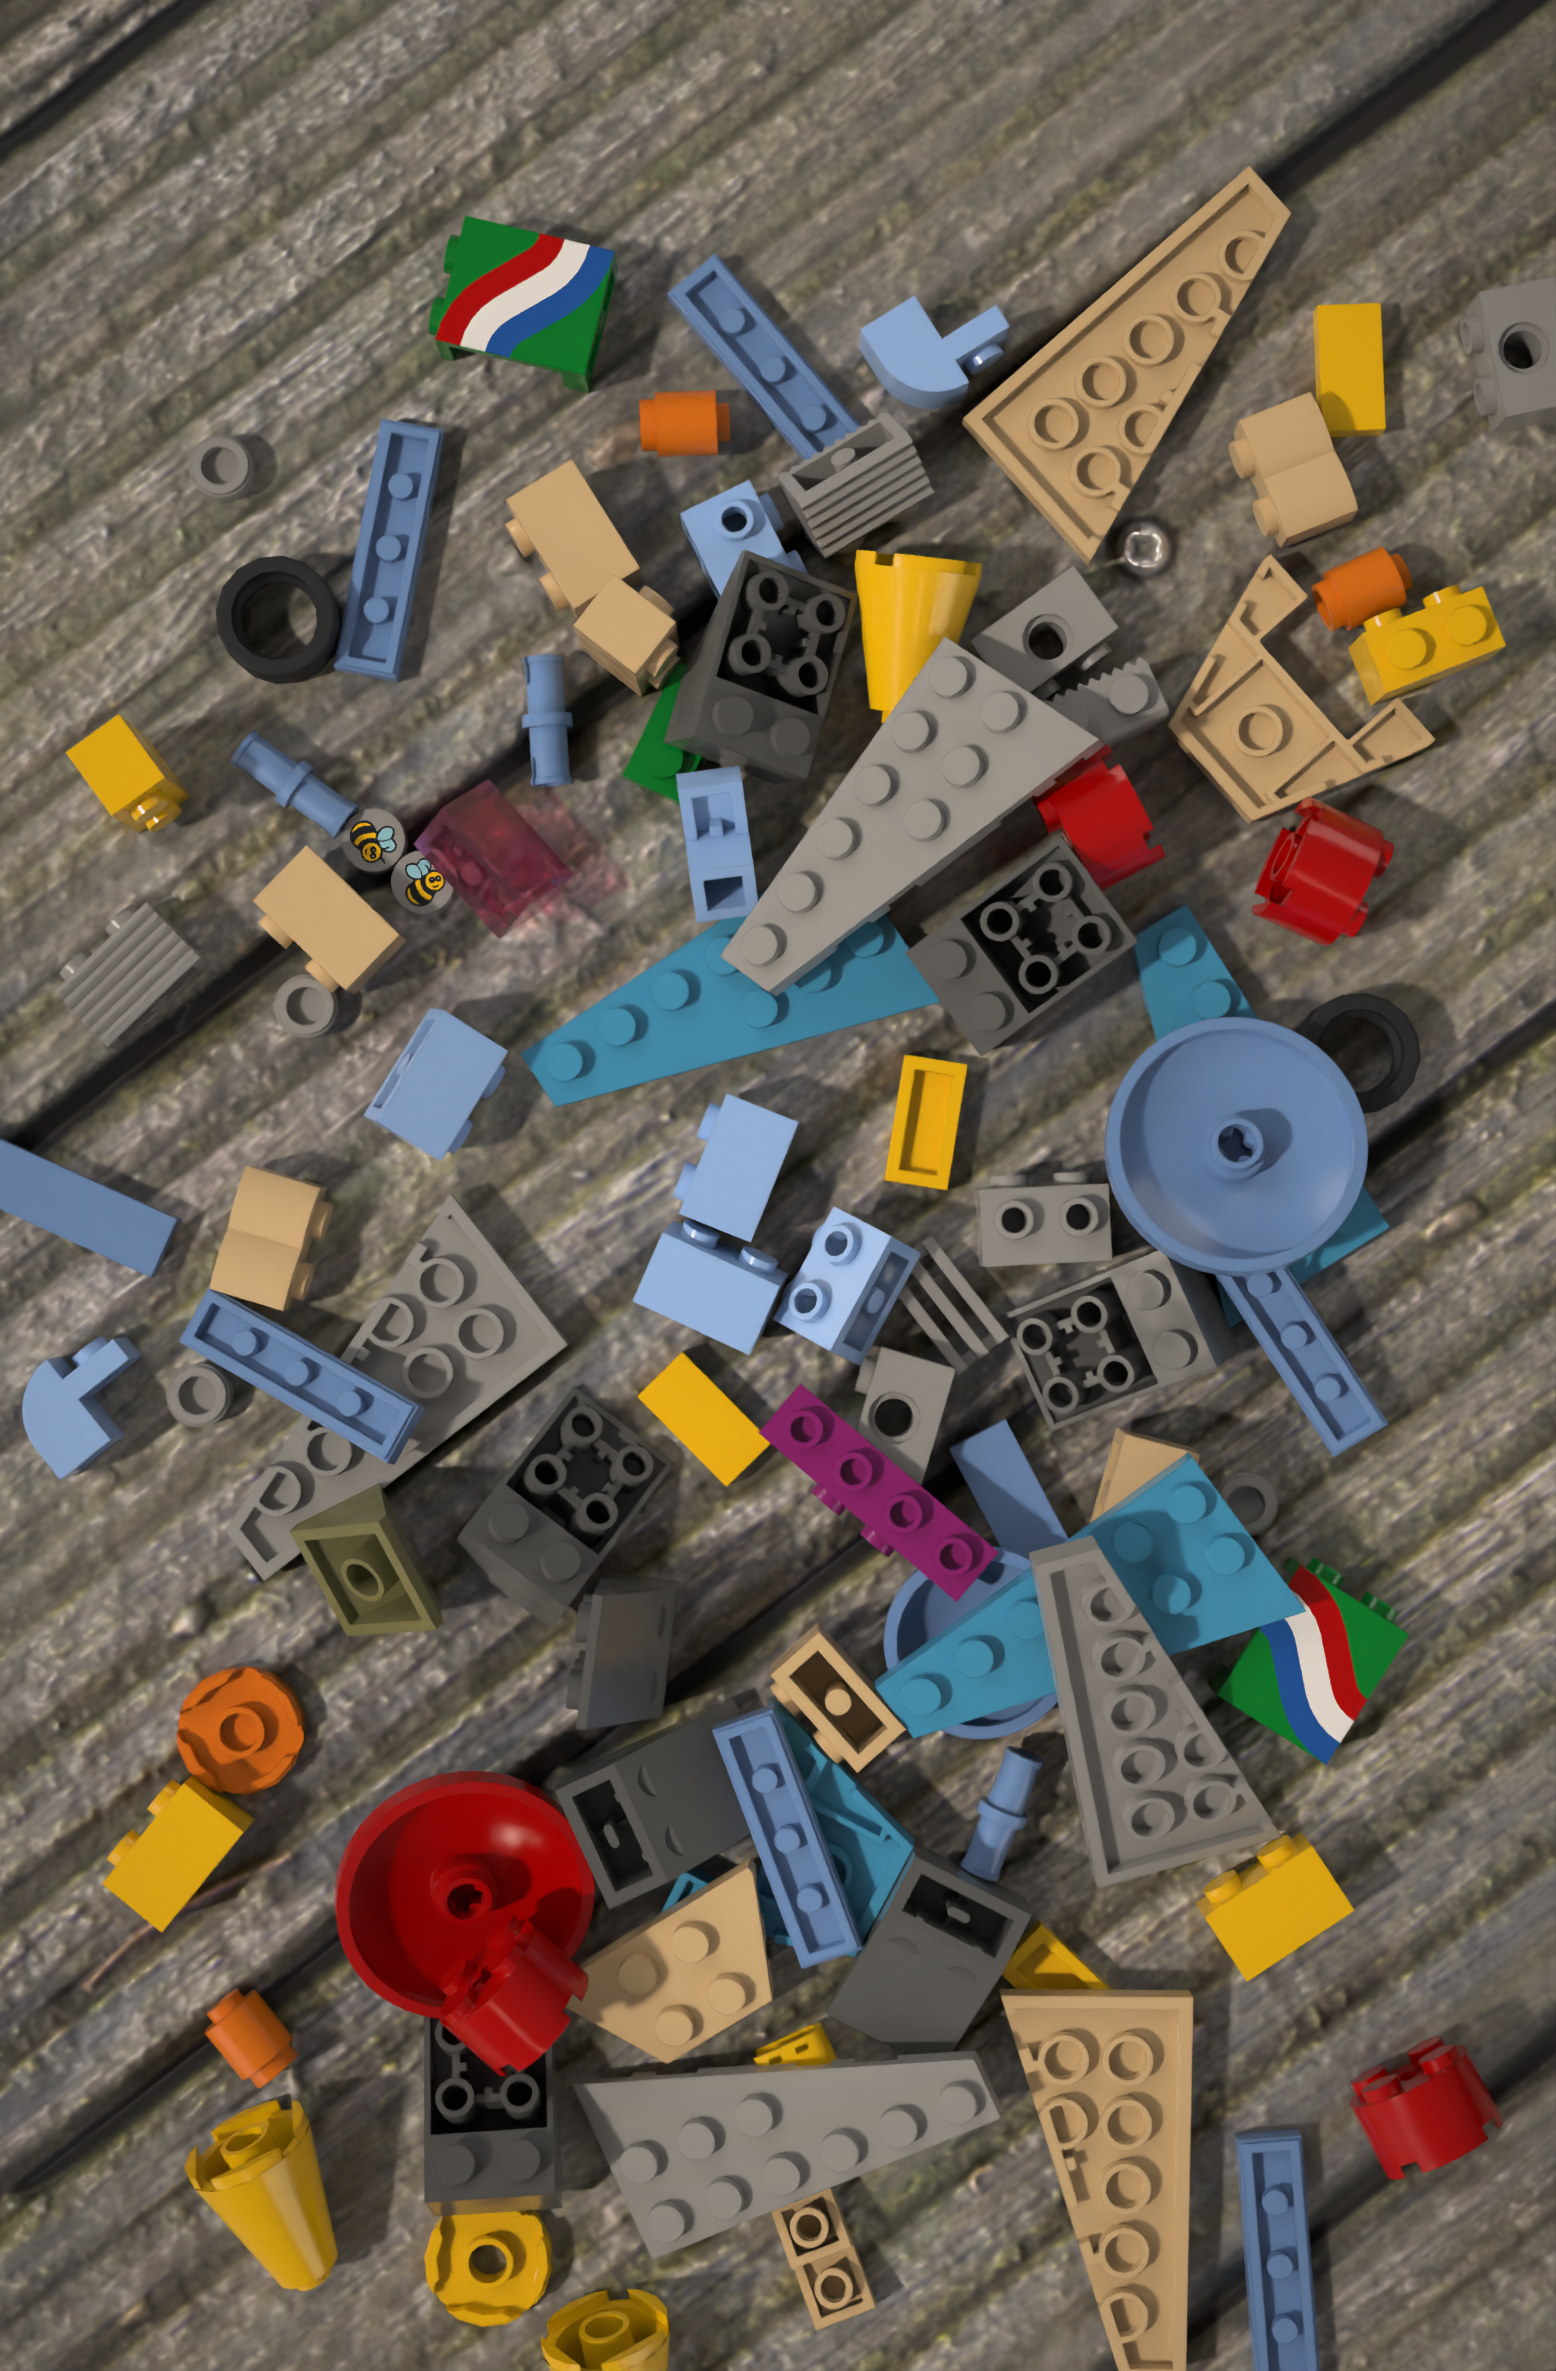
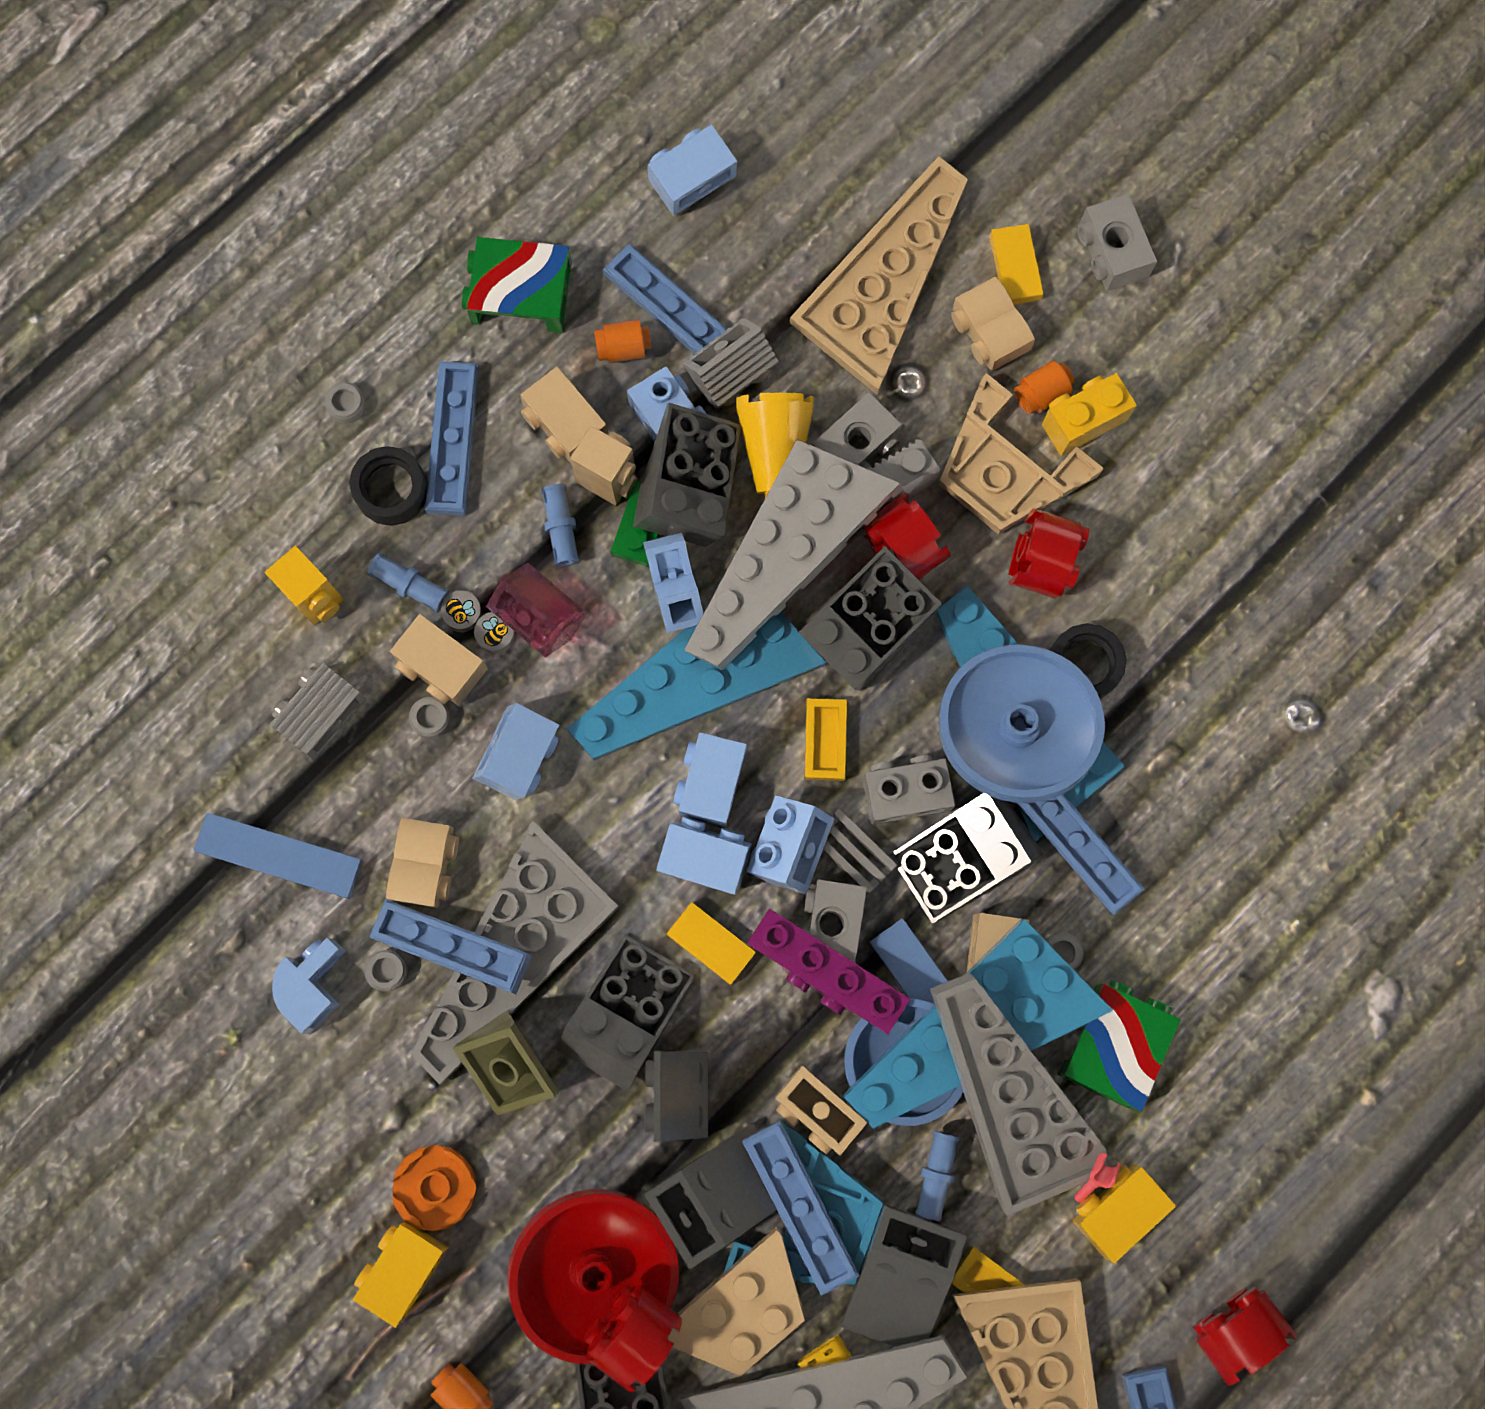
camera: 10 degrees left, 10 degrees down
(834, 137) = (691, 169): none -> light blue brick
(920, 364) = (762, 291): light blue brick -> none
(1248, 1849) = (1099, 1177): none -> coral hand

